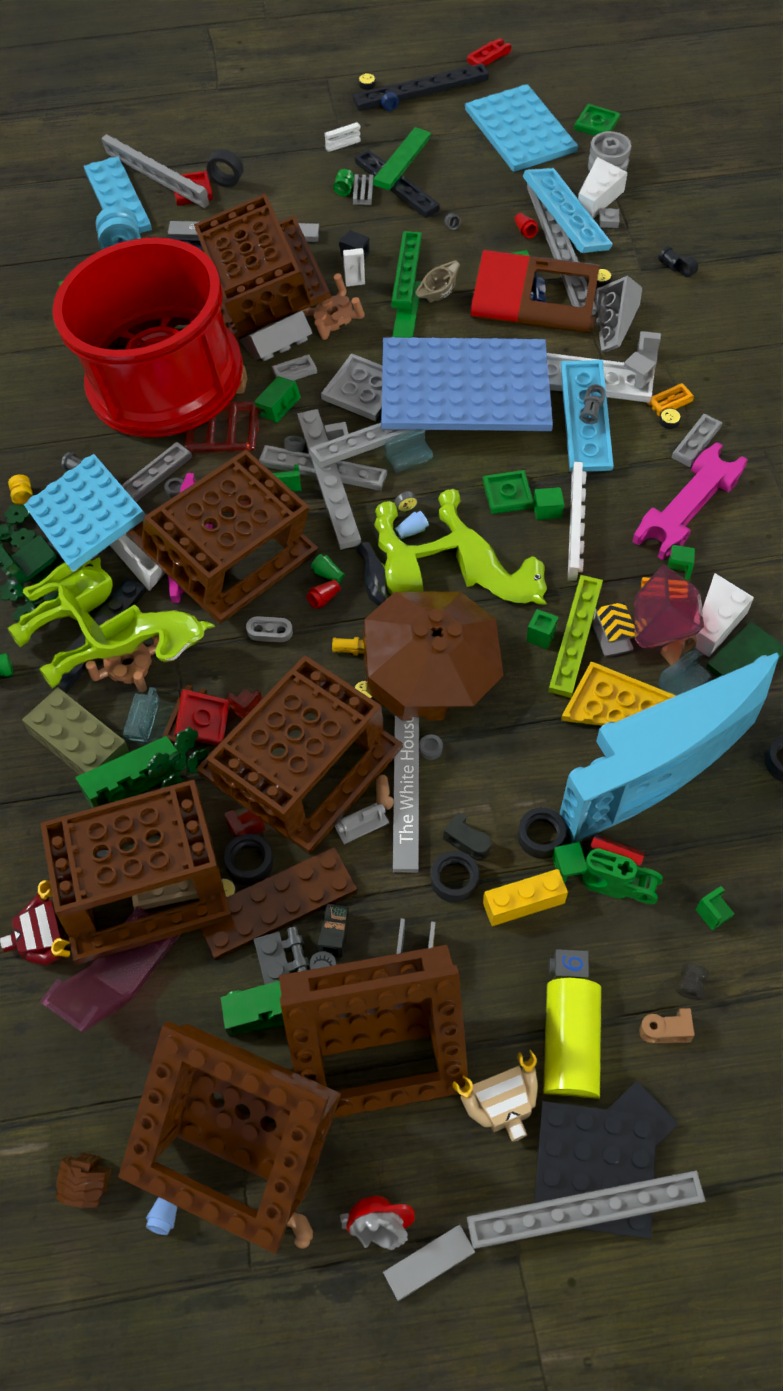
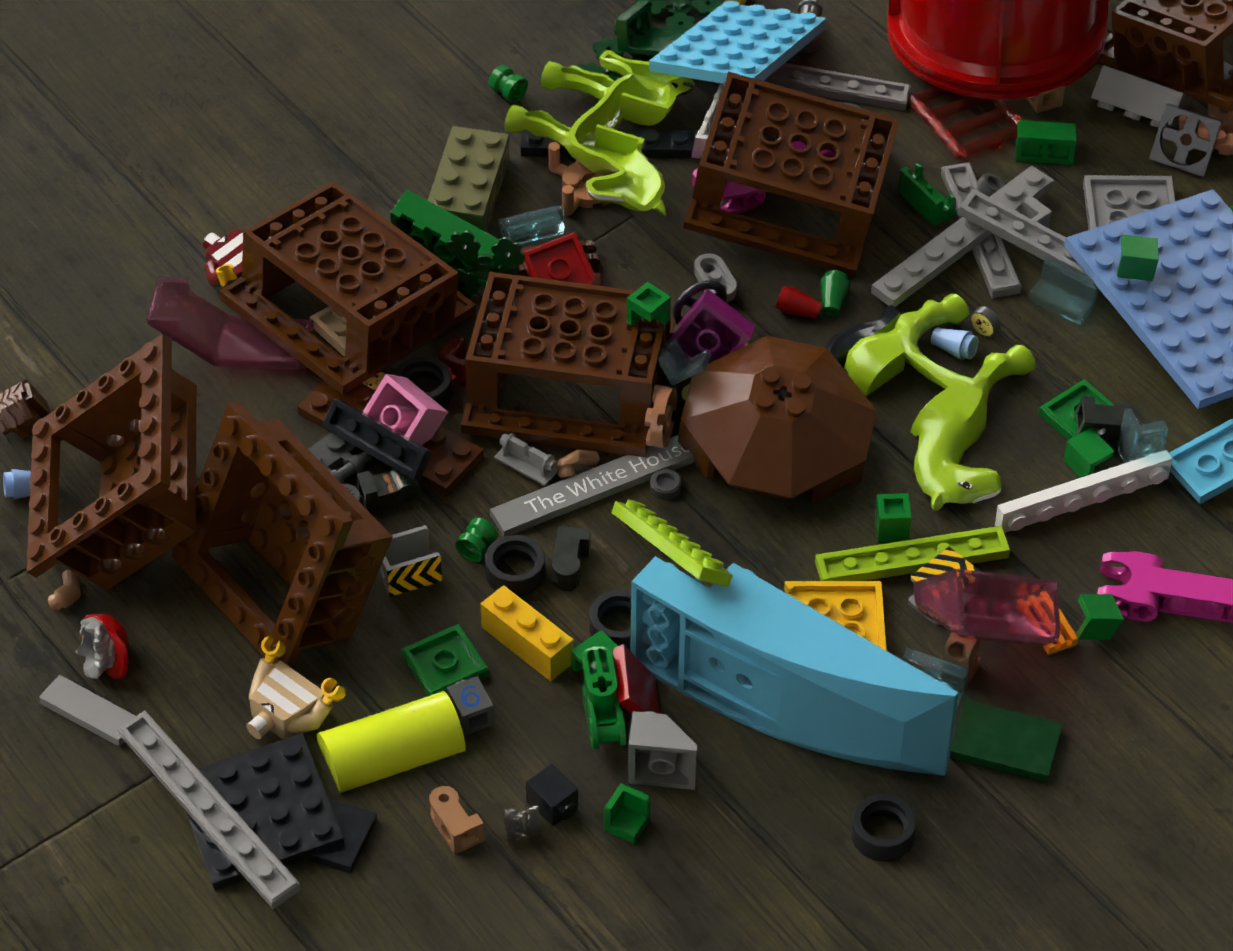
camera: 60 degrees right, 10 degrees down
(283, 888) = (406, 409): none -> bright pink slope
(296, 914) = (377, 439): none -> black plate
(297, 368) = (1106, 142): light grey tile -> none
(319, 669) = (648, 303): none -> green panel
(334, 648) = (709, 322): none -> magenta piece
(343, 324) = (1211, 123): none -> black piece
(363, 677) = (676, 364): none -> clear light blue panel
(393, 718) = (660, 416): none -> nougat plate
(418, 891) = (474, 542): none -> green wheel
(434, 391) = (1138, 257): none -> green panel
(515, 966) = (444, 660): none -> green tile
(525, 485) = (1103, 419): none -> pearl dark grey leg
(535, 762) = (672, 543): none -> lime plate
(559, 471) = (1140, 440): none -> clear light blue panel
(677, 949) = (554, 795): none -> black brick
(680, 860) = (660, 752): none -> light grey slope
(721, 613) = (1041, 683): white wedge -> none

